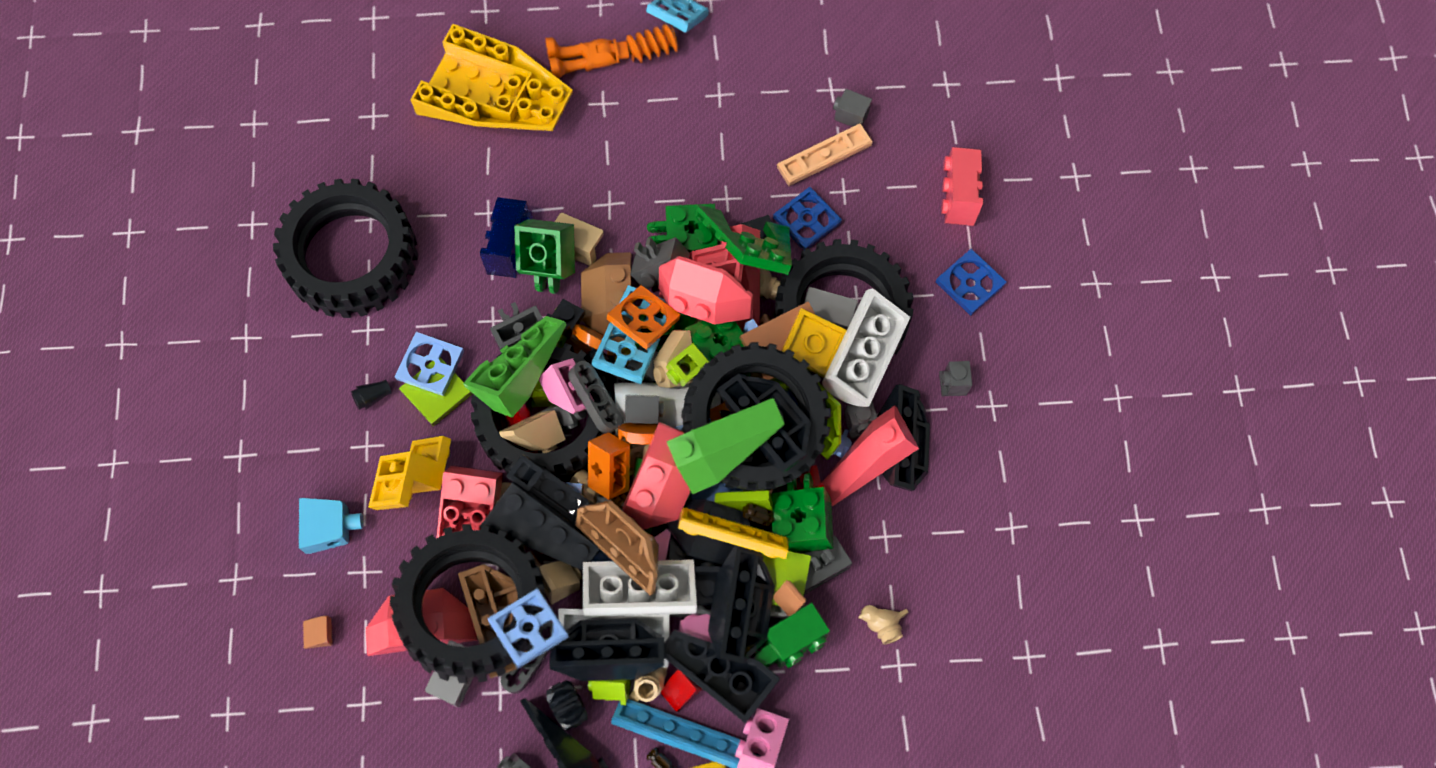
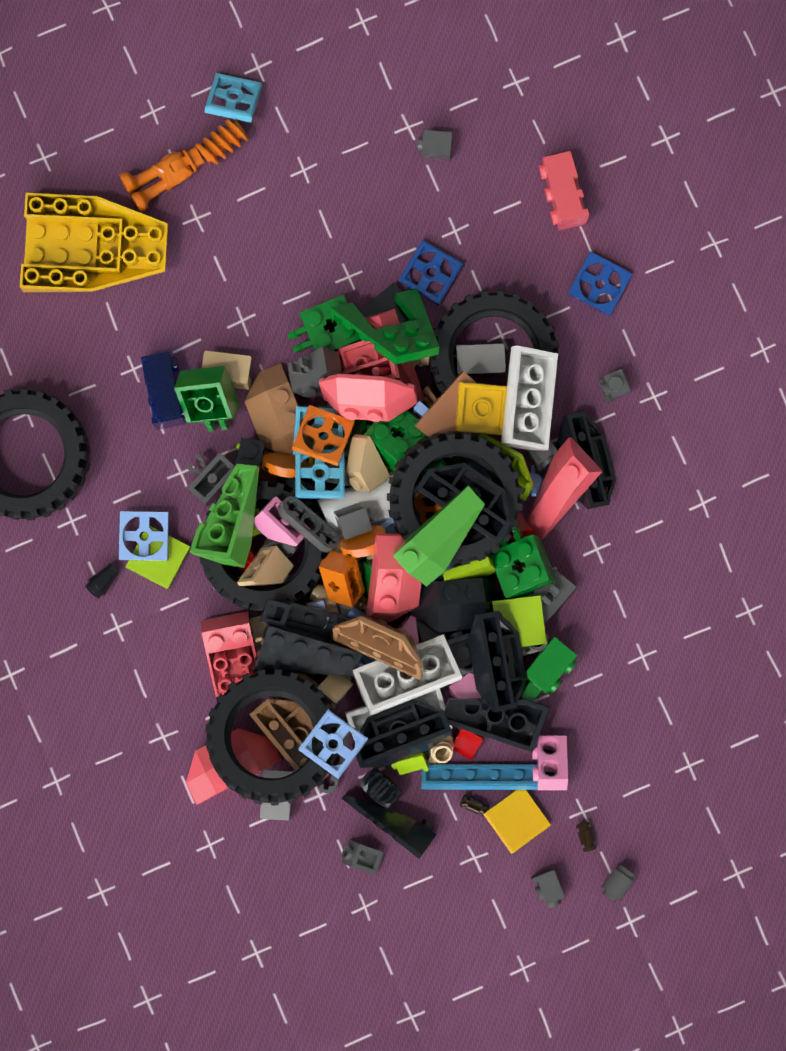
camera: 15 degrees left, 15 degrees up
(317, 632) = (146, 801): nougat slope -> none
(325, 524) = (115, 709): medium azure torso -> none
(410, 473) = (165, 649): yellow bracket -> none
(692, 359) = (387, 467): lime brick -> none
(734, 533) = (470, 604): yellow plate -> none
(758, 514) = (484, 577): dark brown piece -> none
(789, 598) = (534, 639): nougat slope -> none
(824, 154) = (425, 201): light nougat plate -> none
(884, 622) = (618, 626): tan animal -> none

